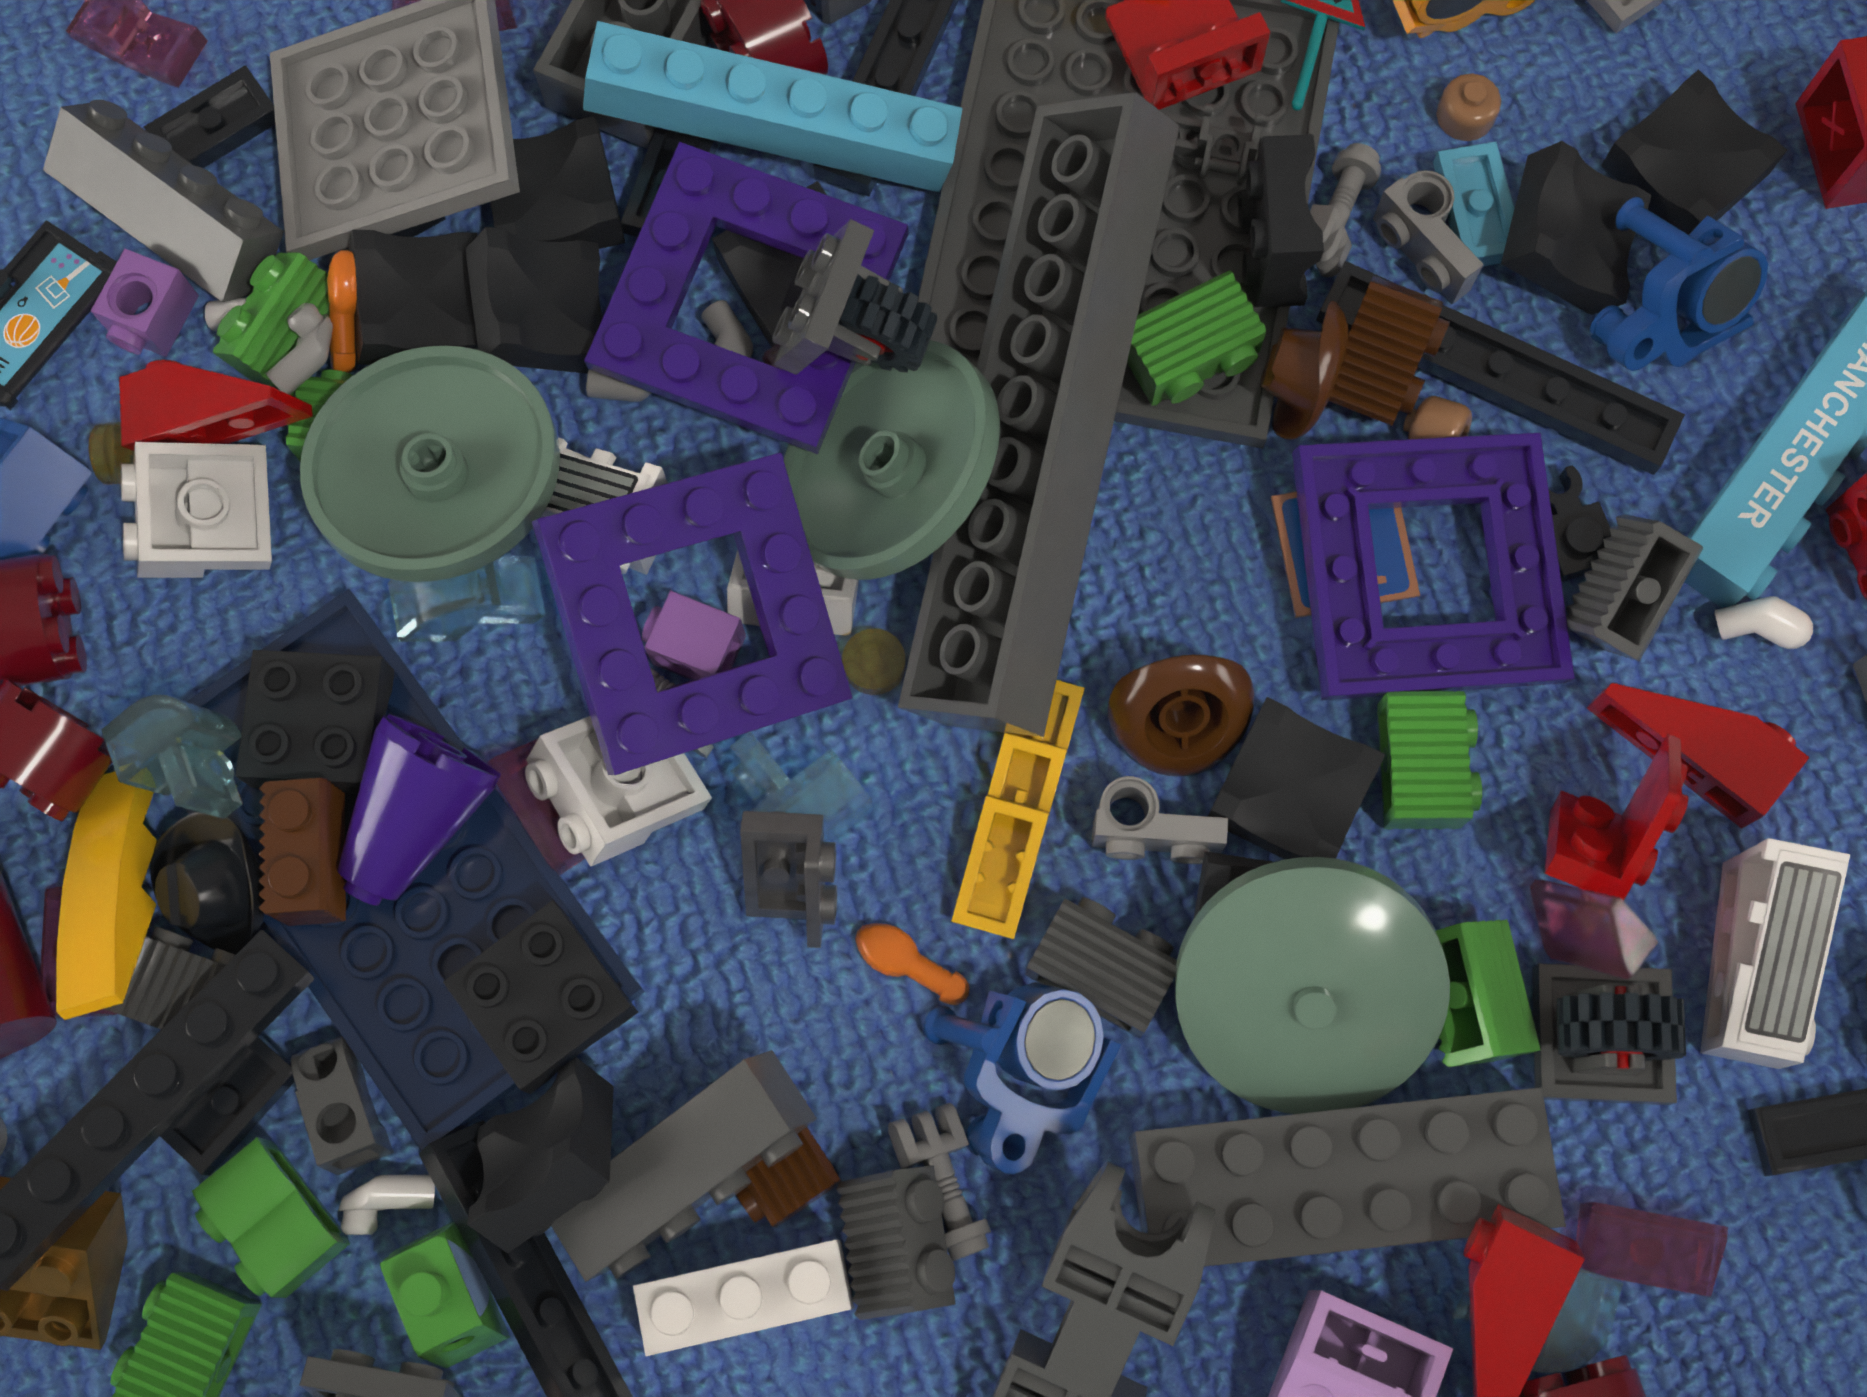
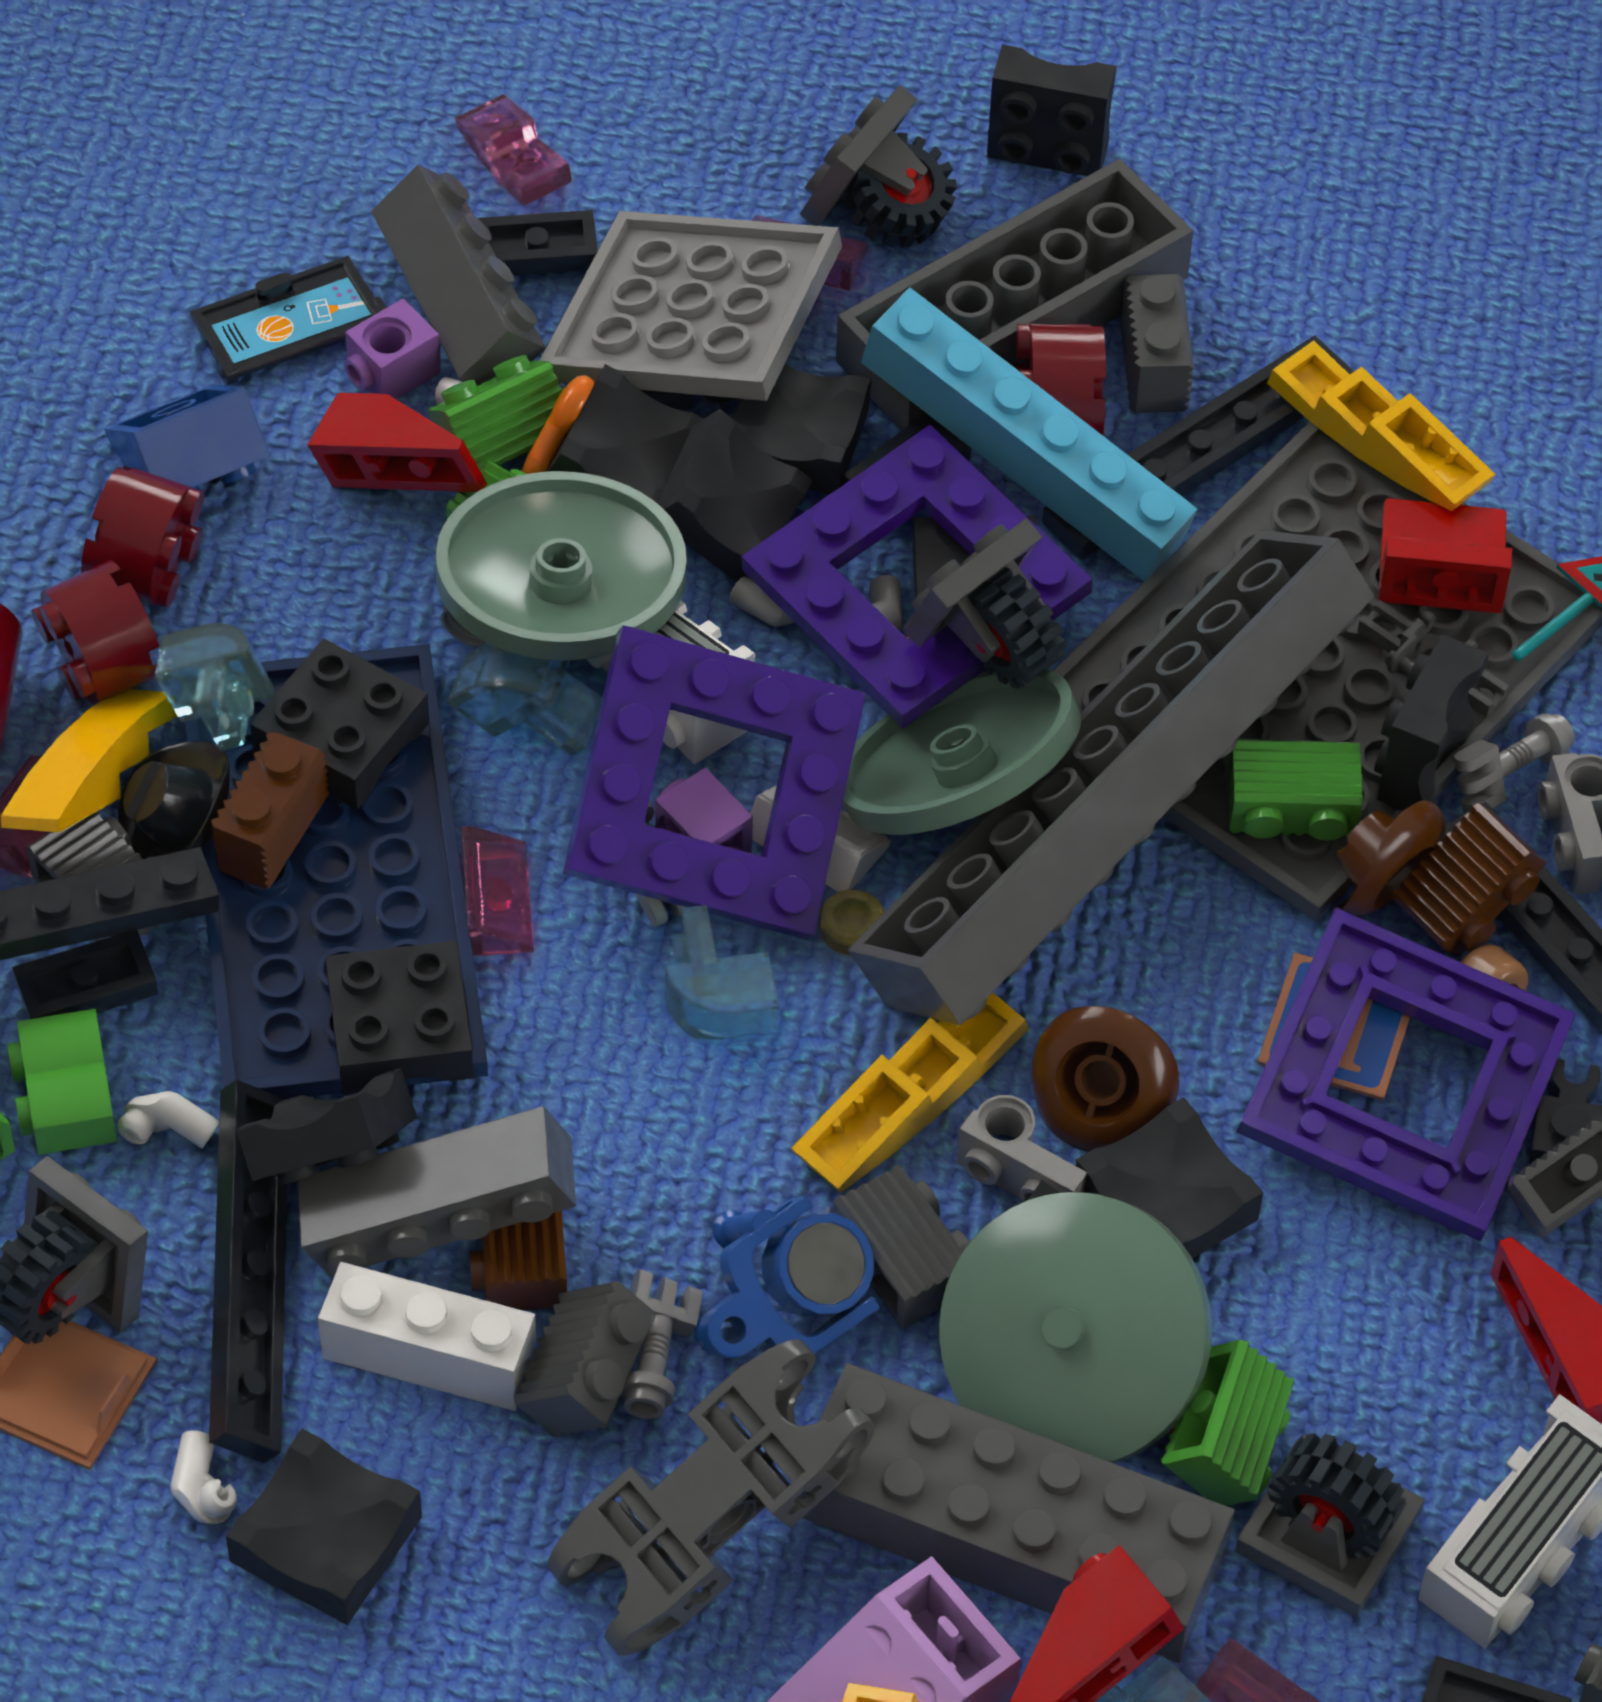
camera: 25 degrees right, 20 degrees down
(107, 453) = (290, 455): clear yellow tile -> none
(196, 509) = (338, 525): white plate -> none
(310, 350) = (508, 443): light grey arm -> none
(338, 1107) = (173, 1031): dark grey leg -> none
(408, 807) = (378, 815): dark purple cone -> none
(443, 1298) = (179, 1186): bright green torso -> none
(605, 811) = (554, 912): white plate -> none
(788, 869) = (670, 1024): flat silver bracket -> none
(897, 955) = (727, 1157): orange piece -> none
(1427, 760) = (1303, 1229): bright green brick -> none
(1590, 929) = (1365, 1407): clear pink slope -> none
(1610, 850) = (1449, 1361): red bracket -> none

